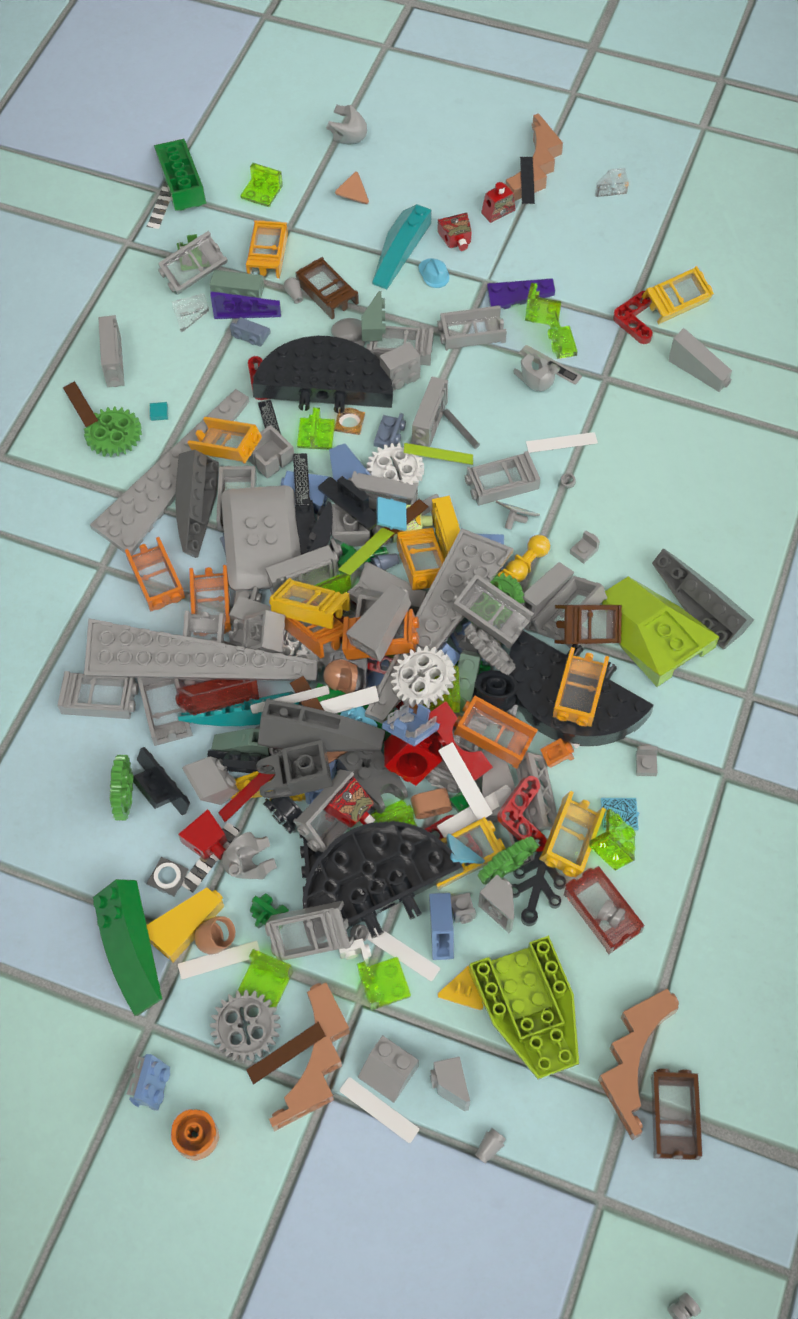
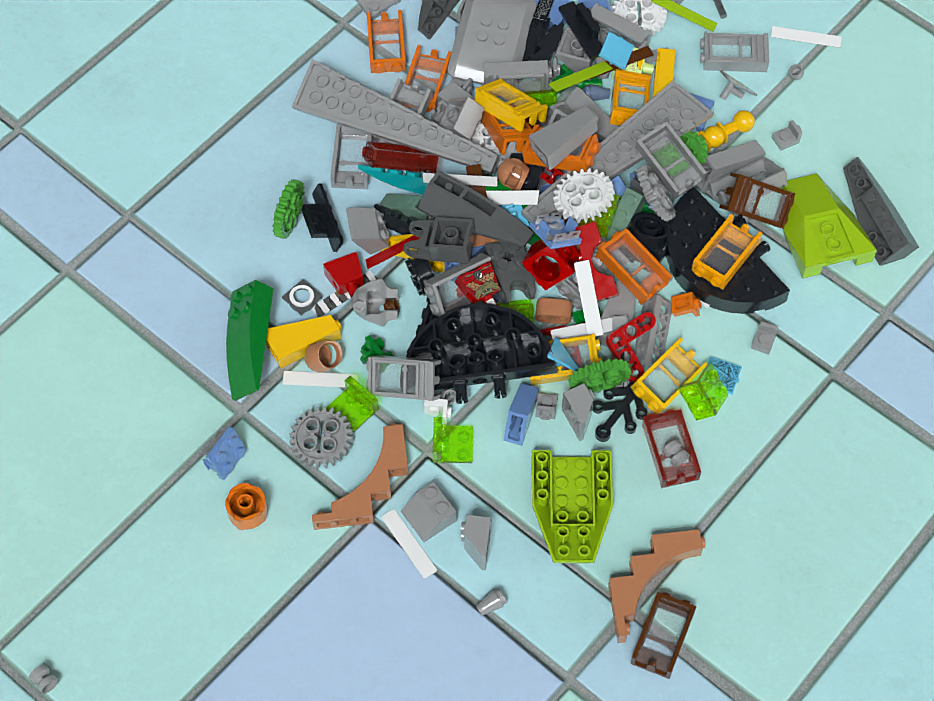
camera: 20 degrees right, 0 degrees up
(97, 696) = (297, 129): light grey door -> none
(265, 854) = (391, 304): none -> reddish brown plate
(285, 1053) = (347, 469): reddish brown sticker -> none
(405, 955) = (481, 428): white sticker -> none
(462, 991) = (518, 474): yellow piece -> none

